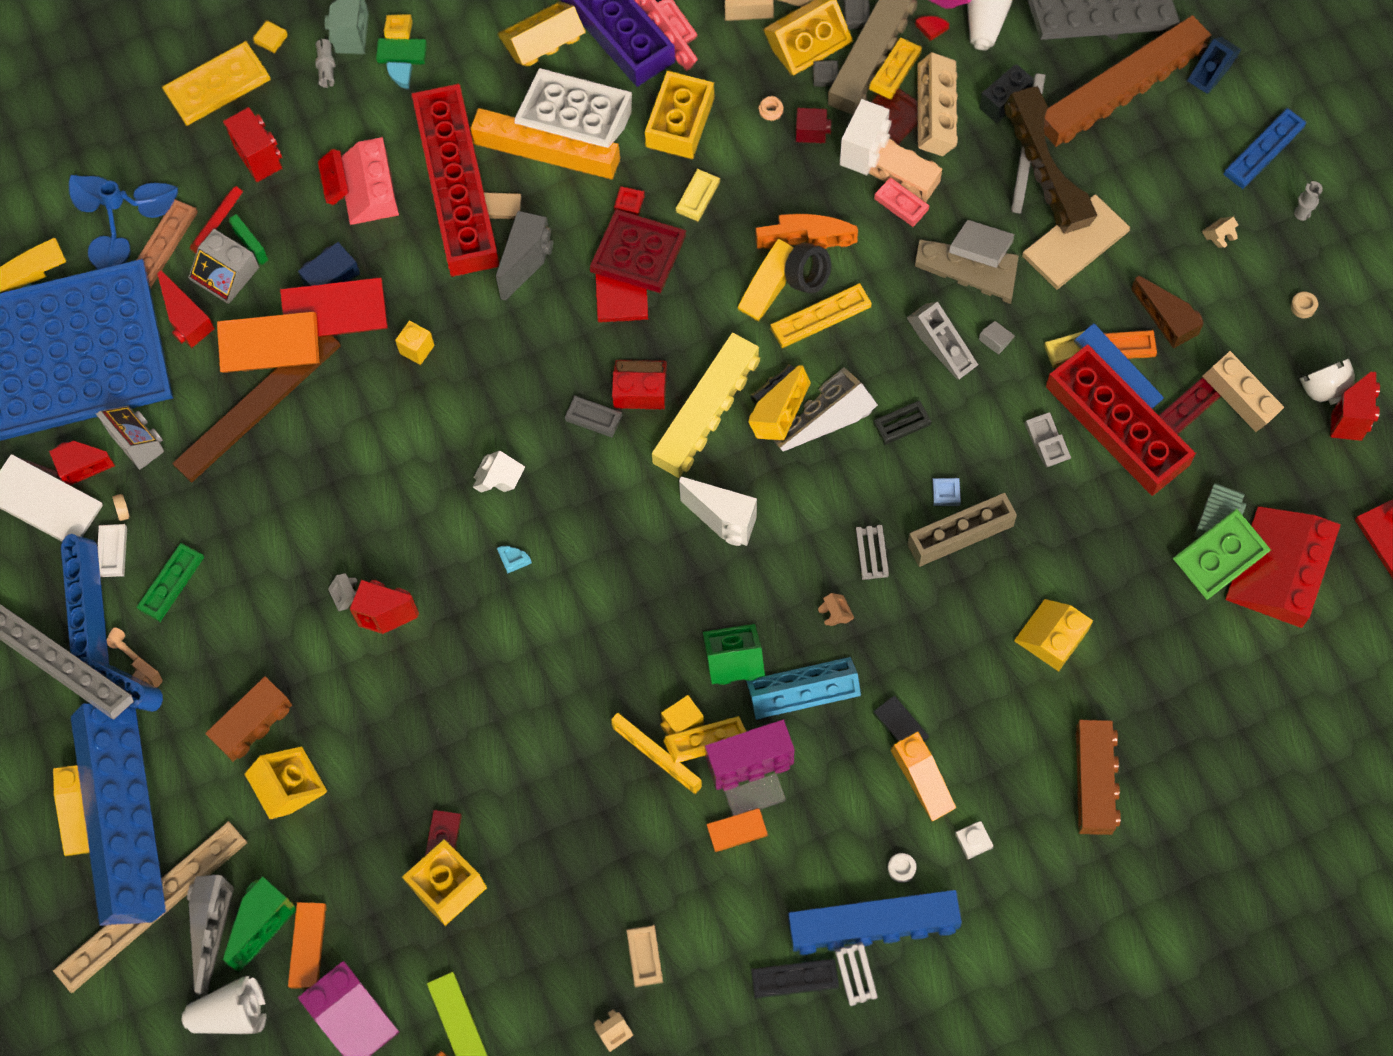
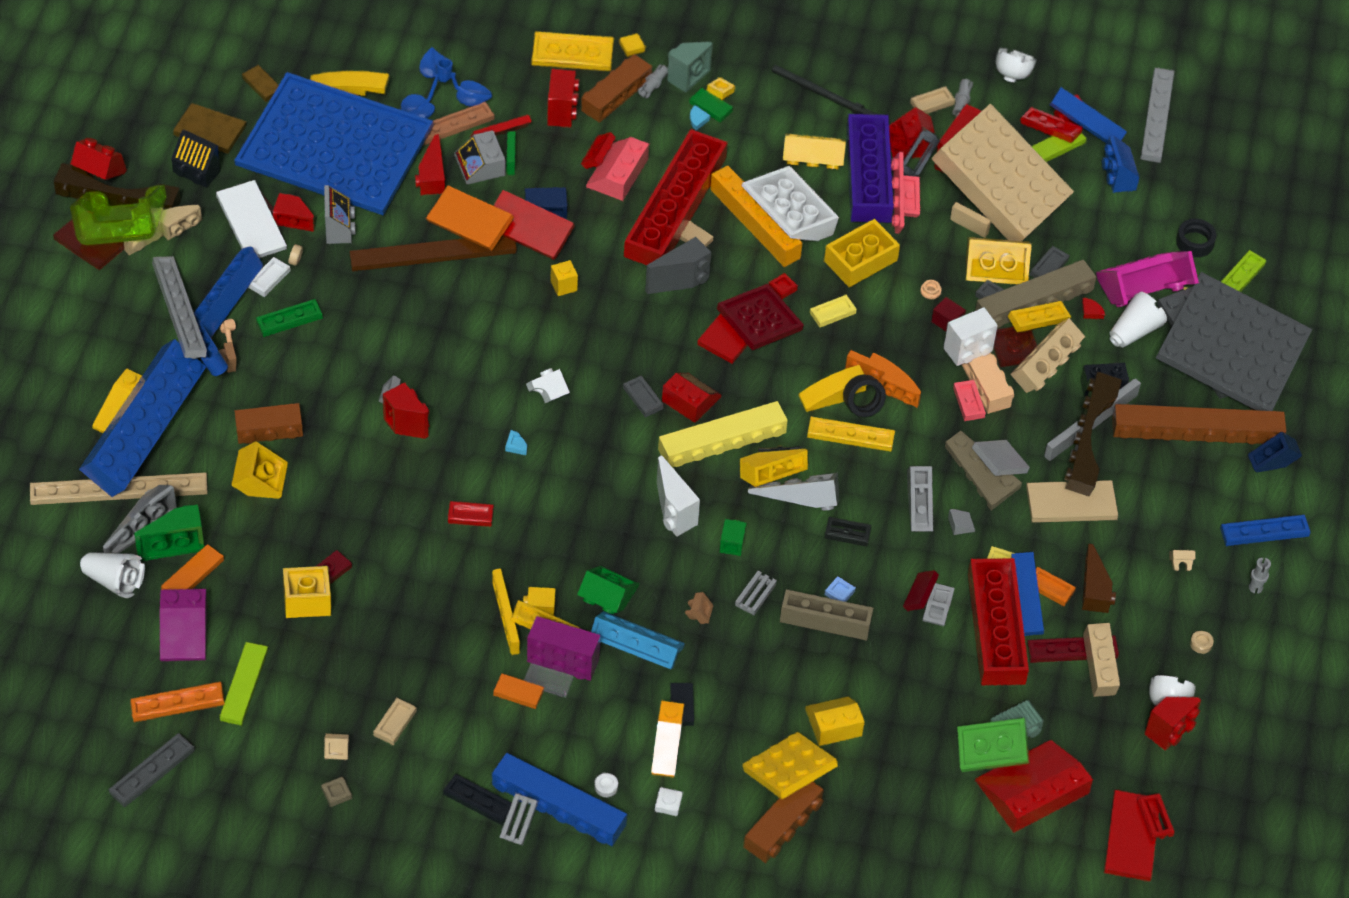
camera: 30 degrees right, 15 degrees down
(295, 96) = (615, 88): none -> dark orange brick
(531, 669) = (470, 513): none -> red tile
(805, 509) = (732, 537): none -> green brick
(1021, 437) = (921, 590): none -> dark red tile
(1060, 718) = (789, 765): none -> yellow plate

